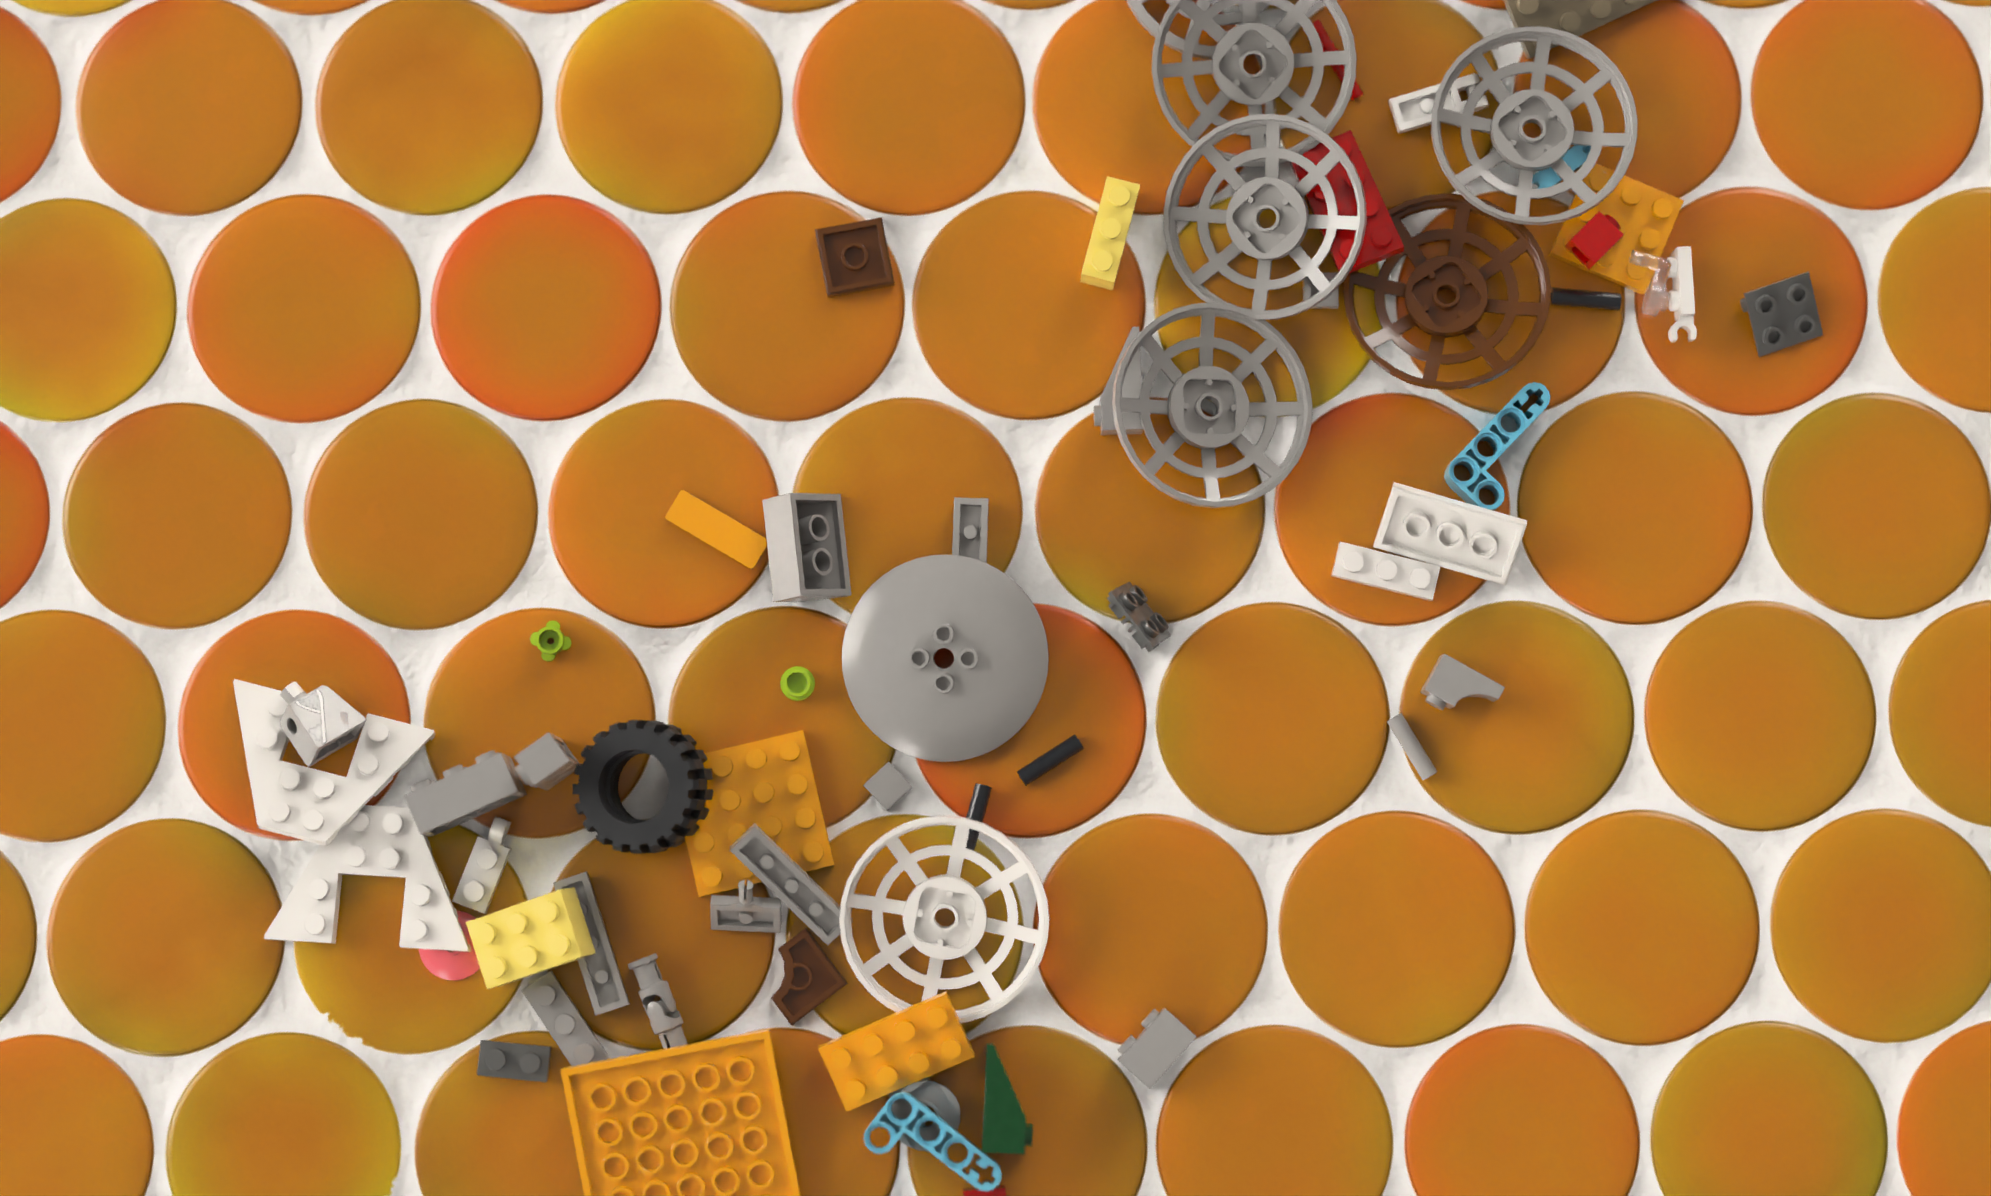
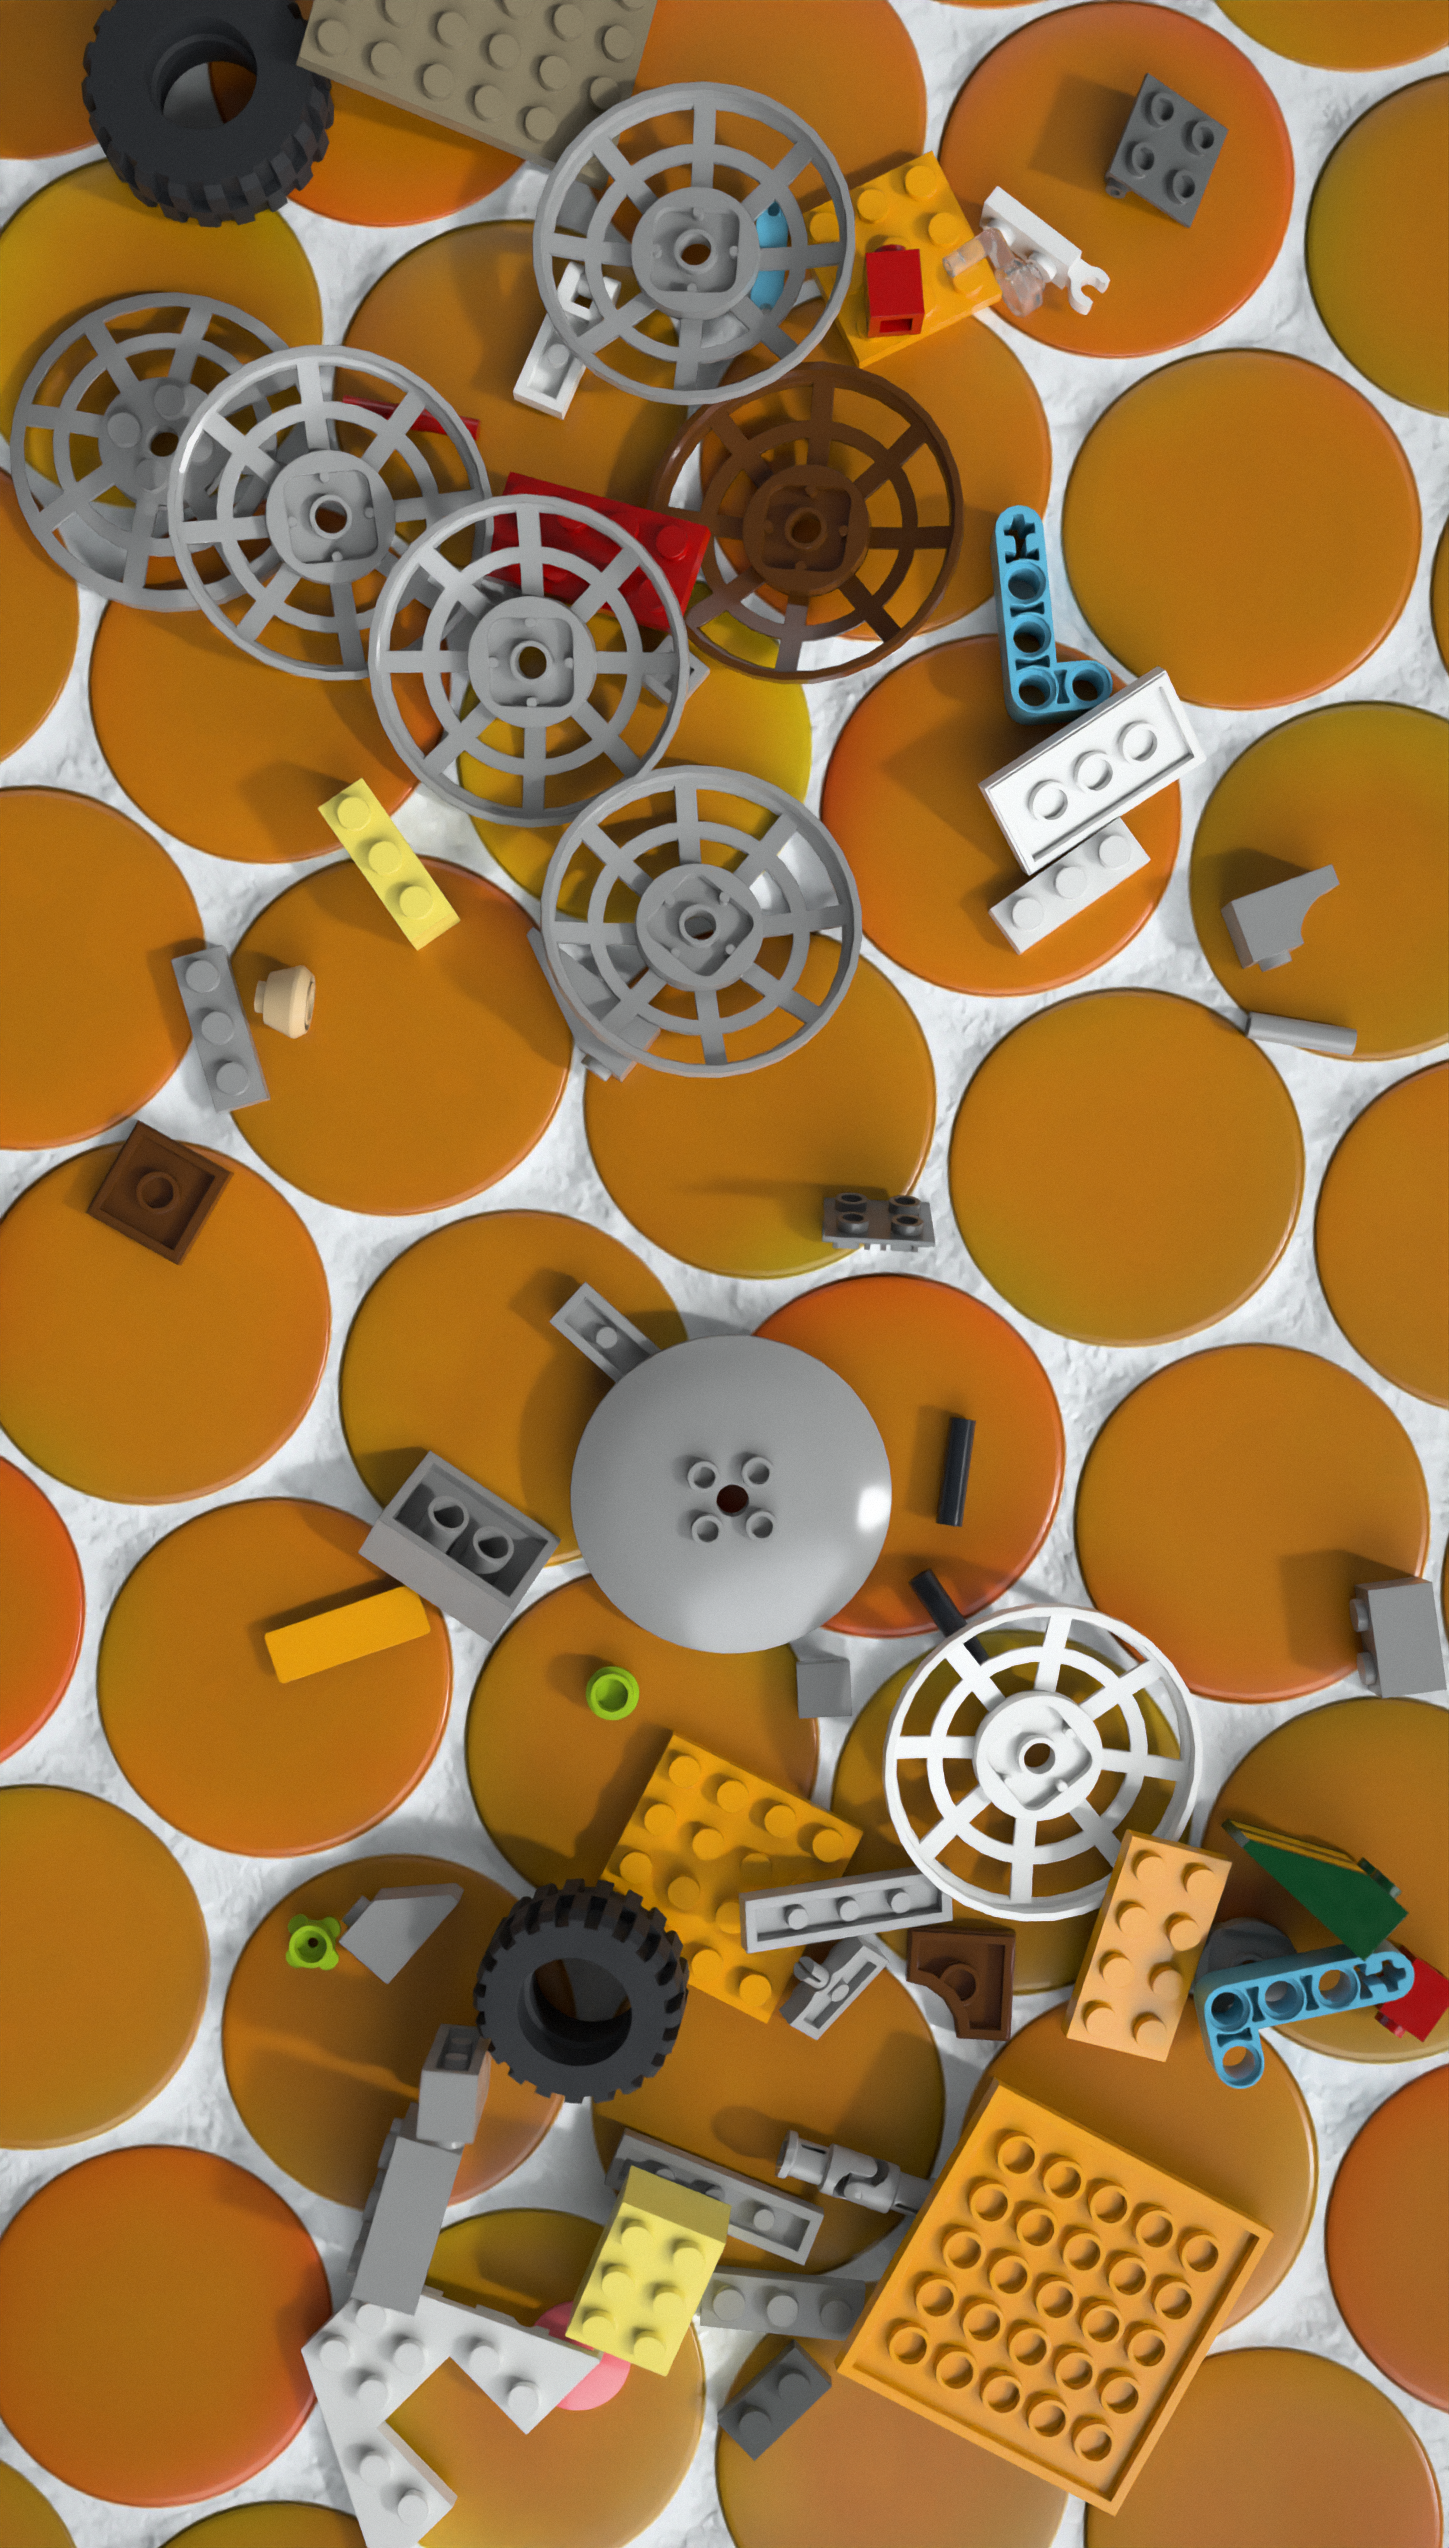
camera: 45 degrees left, 5 degrees up
(307, 800) = (258, 2399): white wing -> none
(318, 722) = (175, 2308): torso -> none
(484, 868) = (517, 2246): white plate -> none
(594, 673) = (396, 1924): none -> light grey slope
(959, 219) = (220, 1029): none -> light grey plate
(1001, 239) = (287, 1000): none -> tan cone
(1585, 298) = (952, 366): black piece -> none

